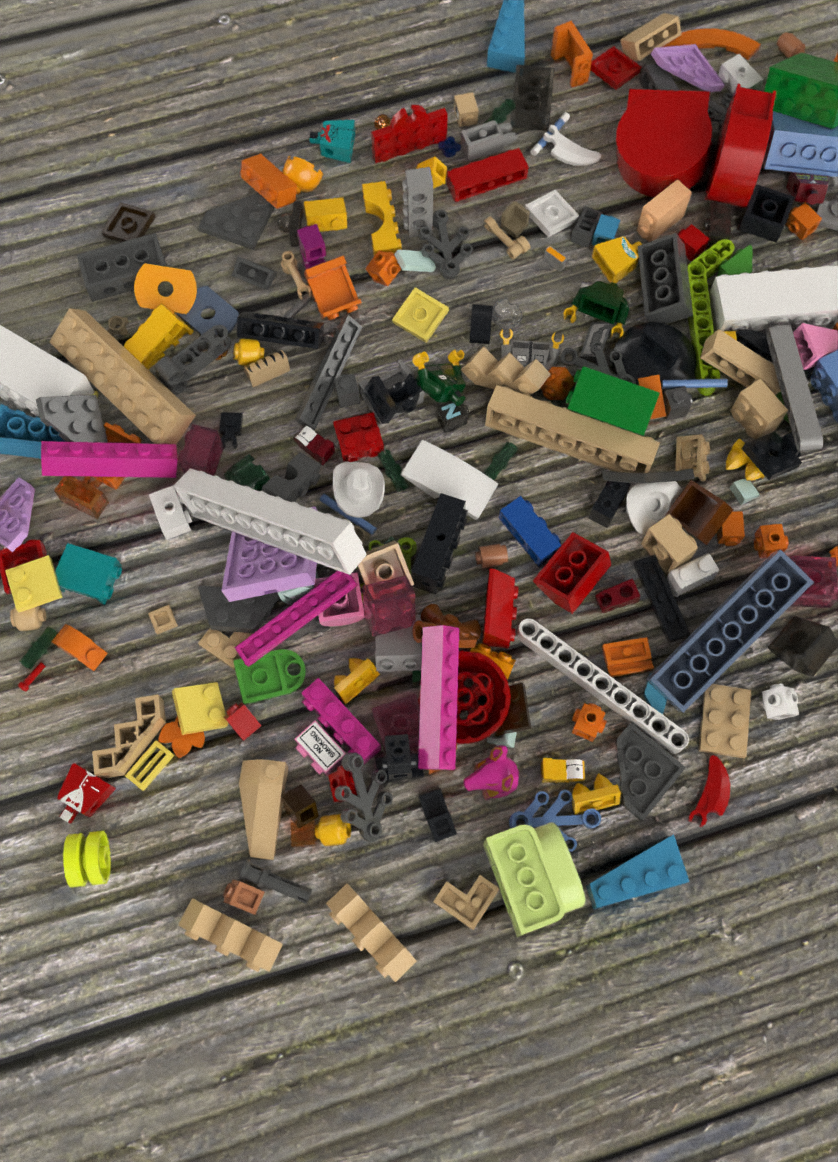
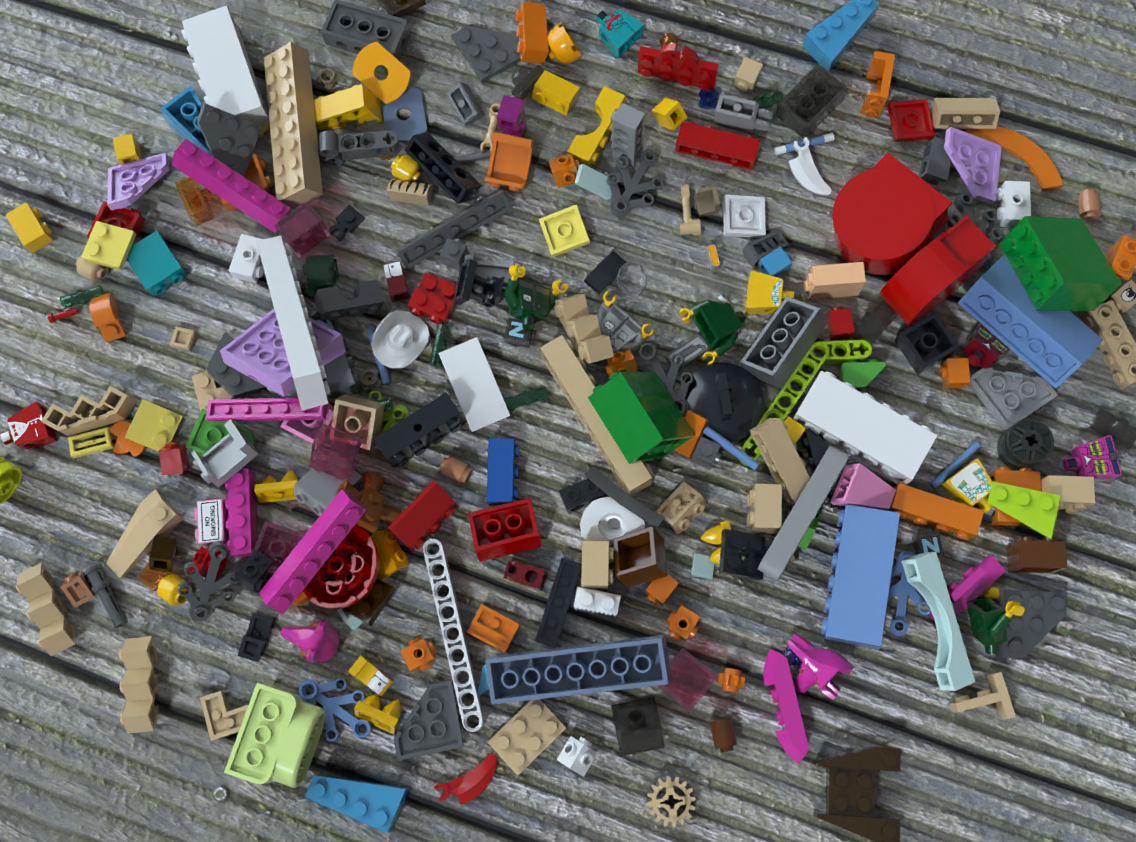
camera: 45 degrees right, 5 degrees up
(290, 680) = (225, 456): none -> light grey panel

